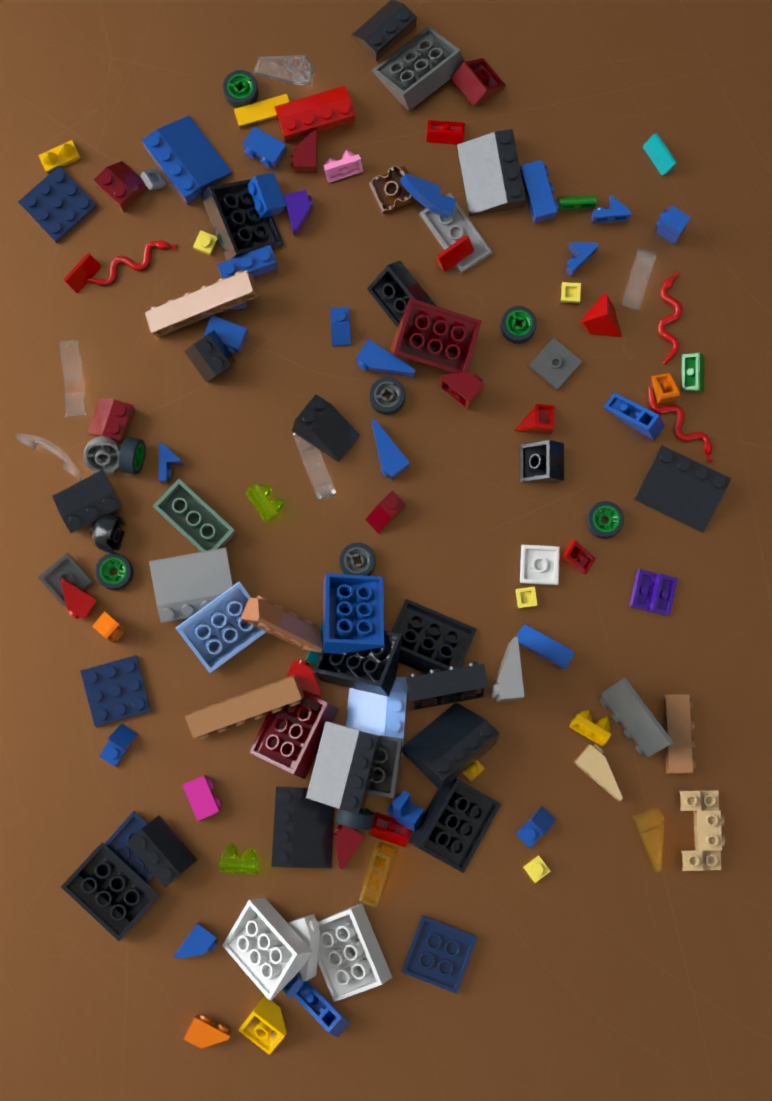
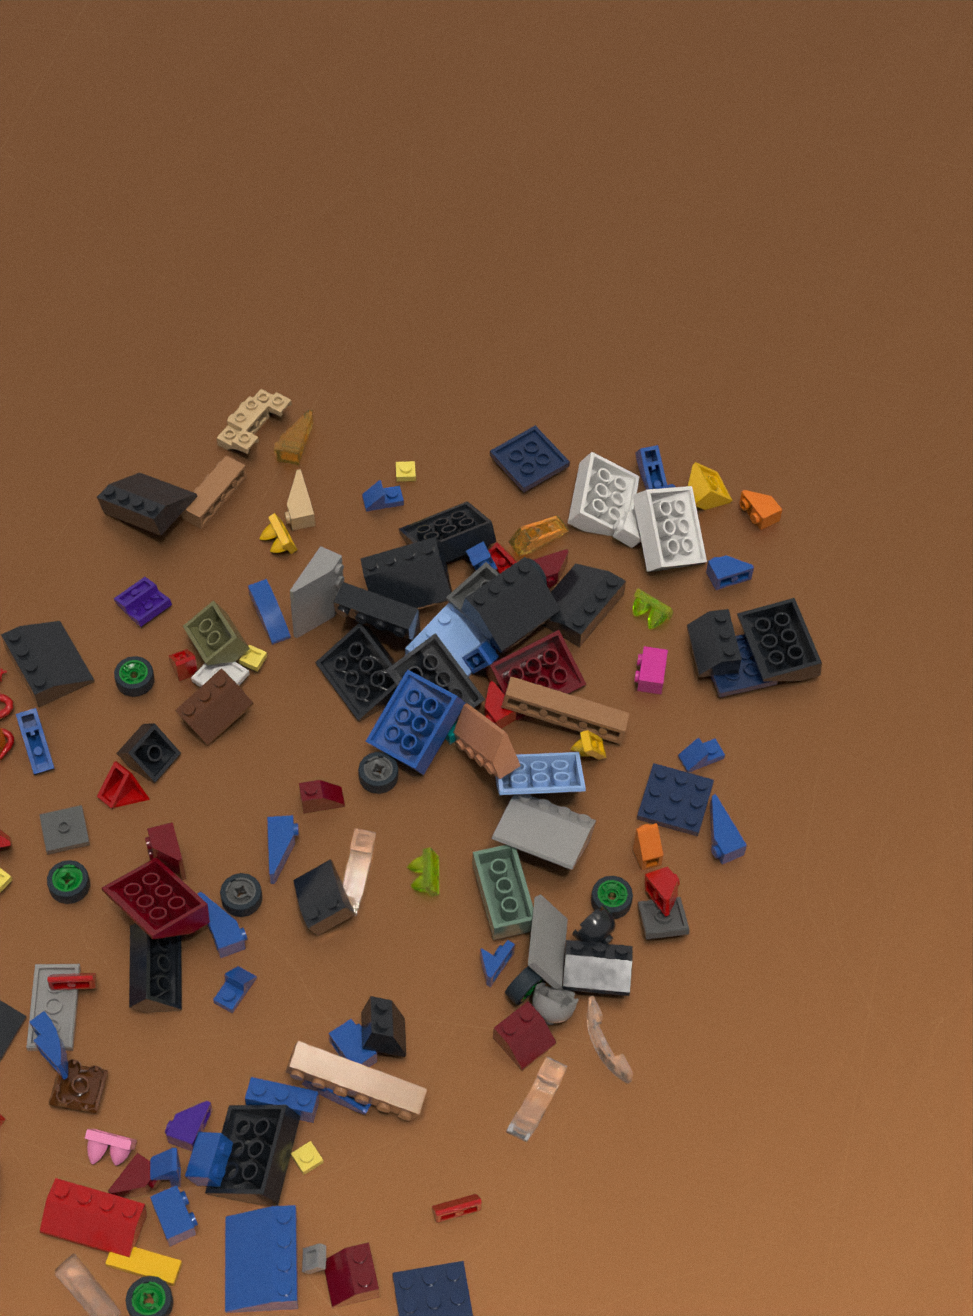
camera: 150 degrees left, 25 degrees down
(58, 679) = (725, 838): none -> blue slope
(129, 262) = (354, 1187): red animal -> none
(133, 494) = (547, 942): none -> light grey tile
(205, 686) = (589, 745): none -> yellow tile
(287, 168) = (166, 1166): none -> blue slope
(343, 713) = (480, 657): none -> blue slope
(519, 529) = (214, 706): none -> reddish brown slope
(566, 592) = (215, 635): none -> olive slope
(635, 718) = (240, 515): dark grey slope -> none
(722, 683) = (145, 502): none -> black slope

